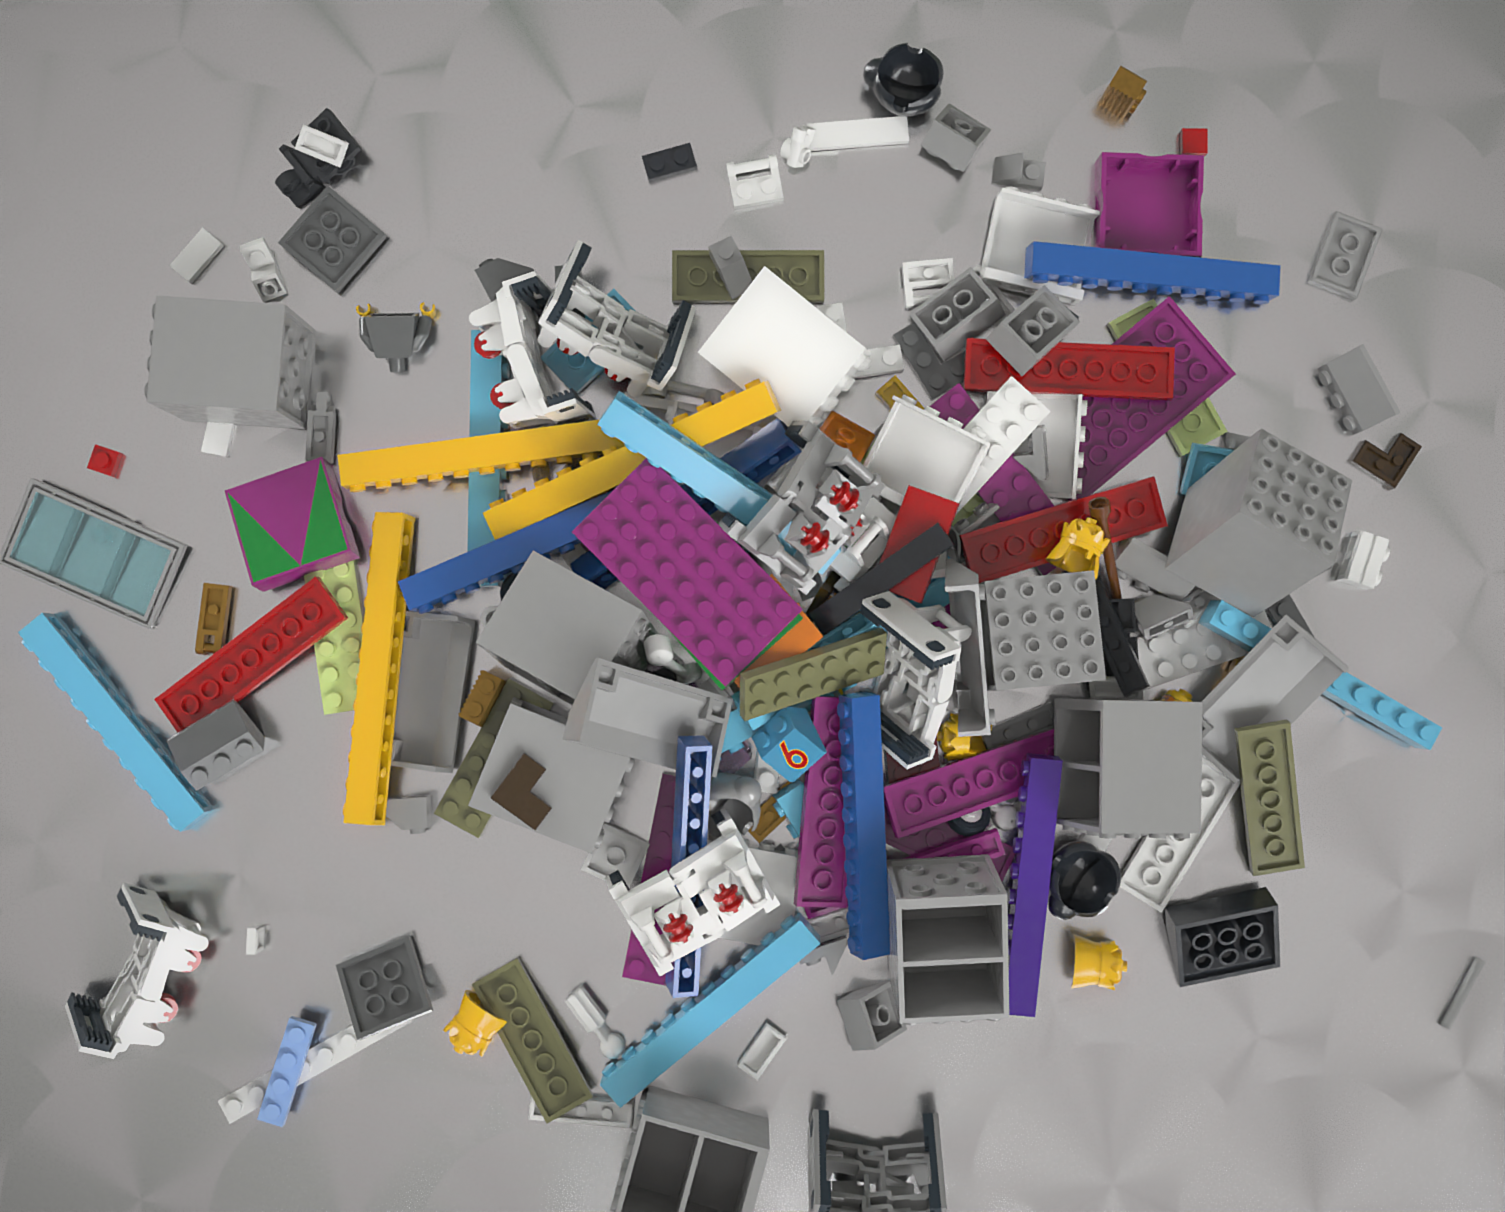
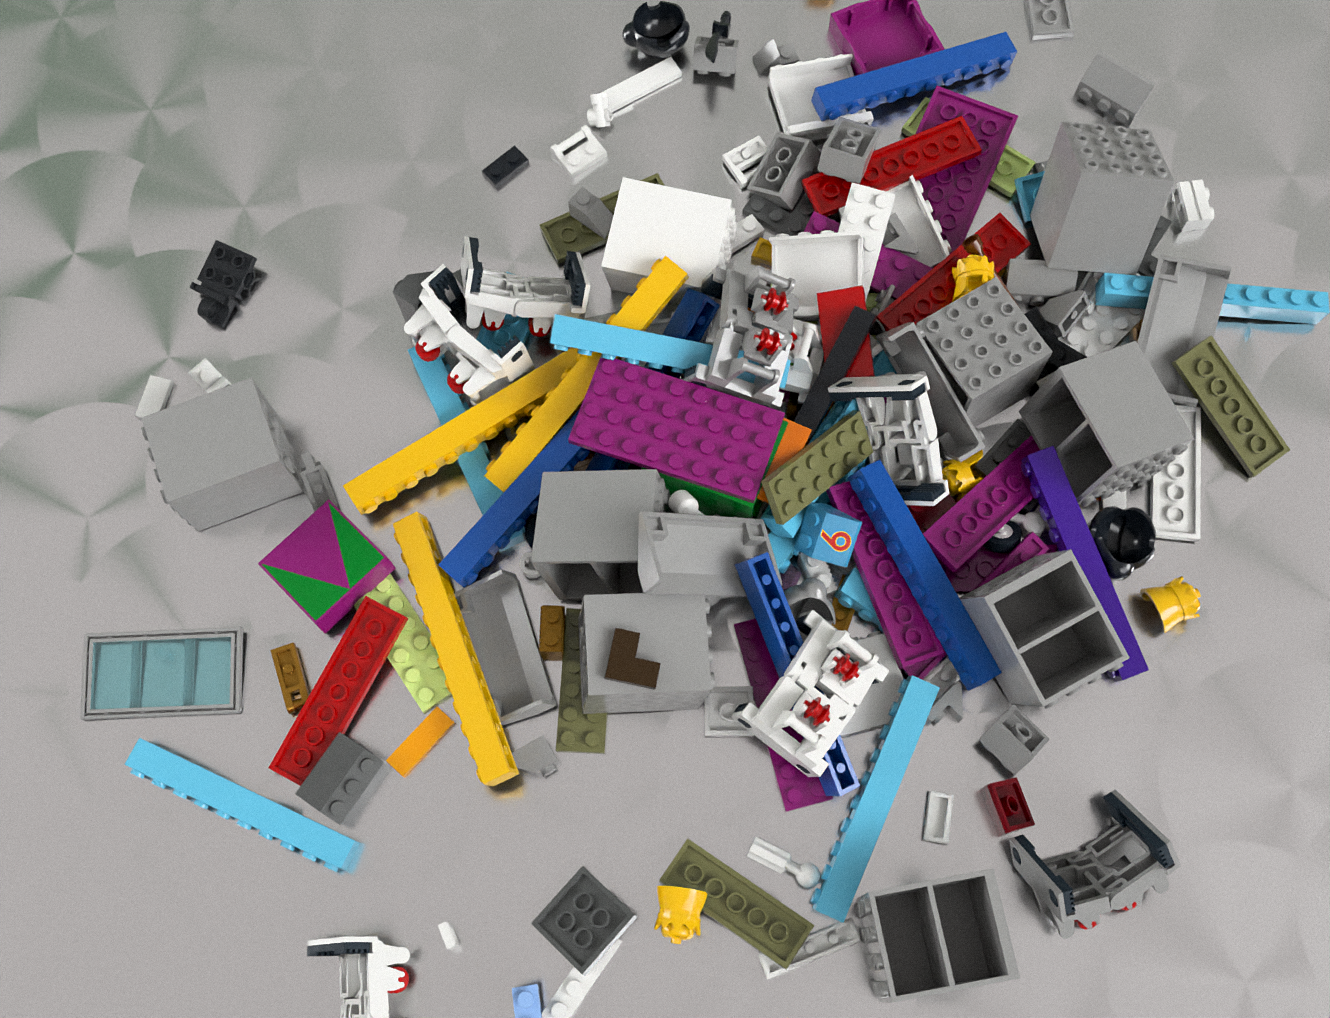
camera: 20 degrees left, 15 degrees down
(104, 460) = (142, 593): red plate -> none
(218, 438) = (232, 532): white tile -> none
(310, 741) = (420, 742): none -> light orange tile
(321, 145) = (224, 266): white tile -> none
(332, 239) = (262, 337): dark grey plate -> none
(395, 334) = (345, 382): dark grey torso -> none
(832, 1074) = (1007, 806): none -> dark red slope
(972, 111) = (718, 29): none -> black sword
(1224, 936) = (1260, 534): black slope -> none
(1386, 466) = (1172, 129): dark brown tile -> none

